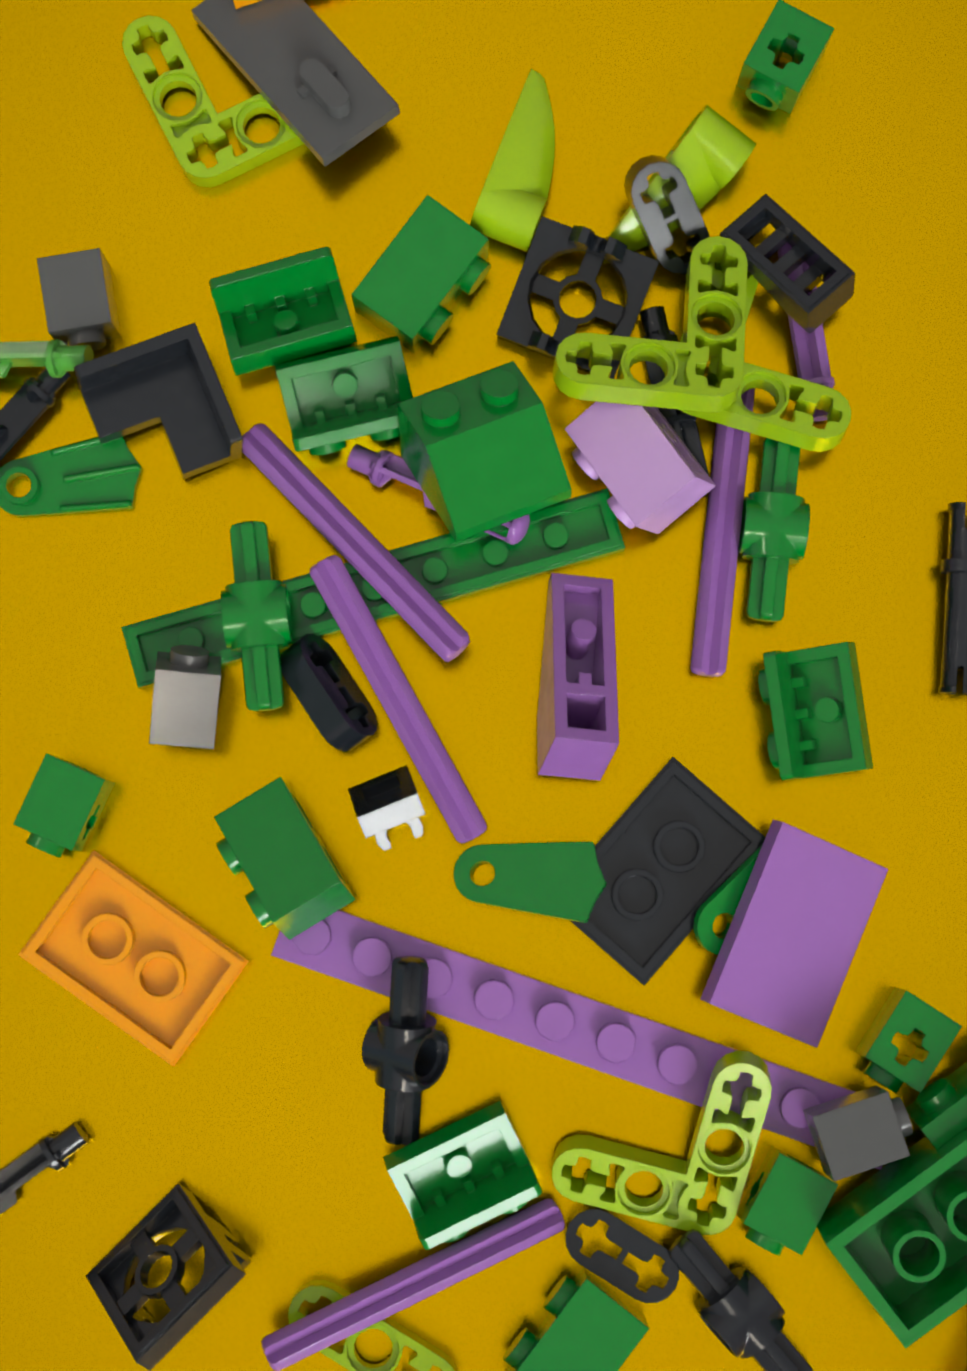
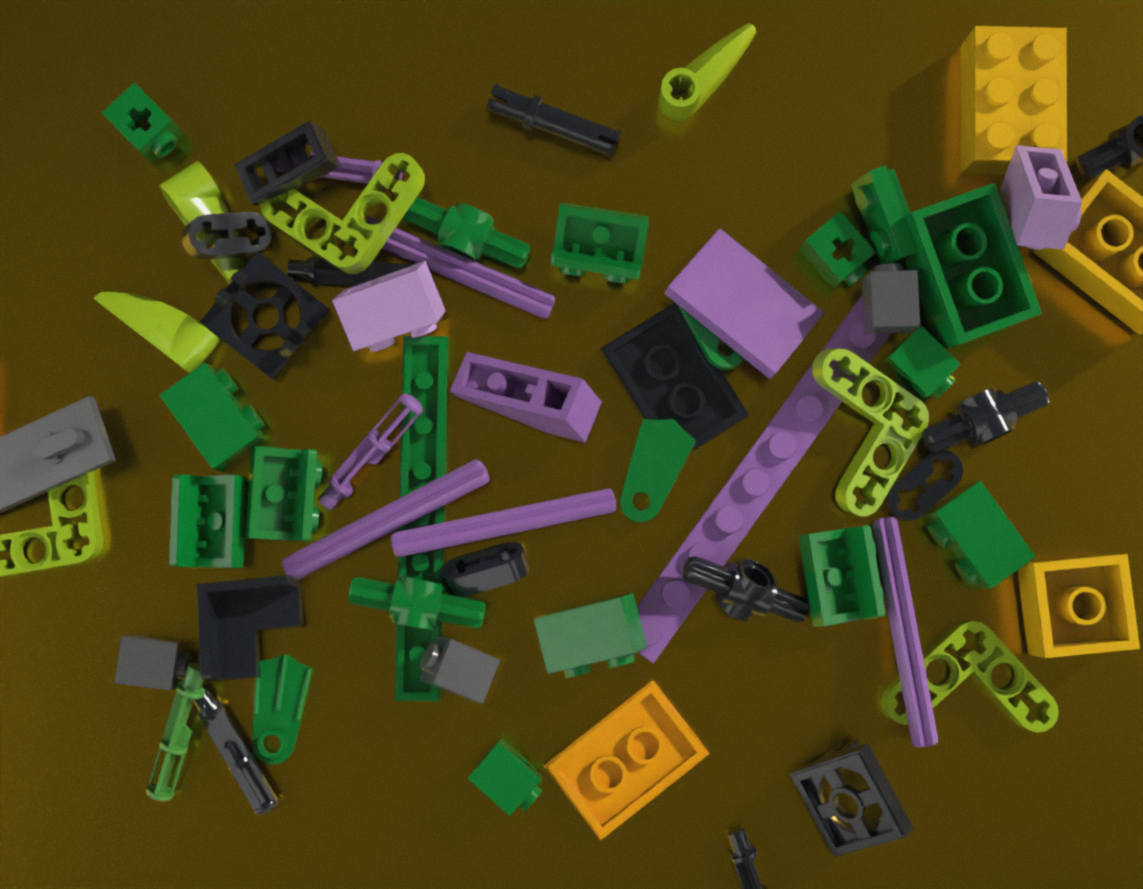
camera: 70 degrees left, 0 degrees up
(386, 804) = (574, 551): tile -> none
(483, 450) = (351, 411): green slope -> none
(681, 362) = (333, 256): lime beam -> none

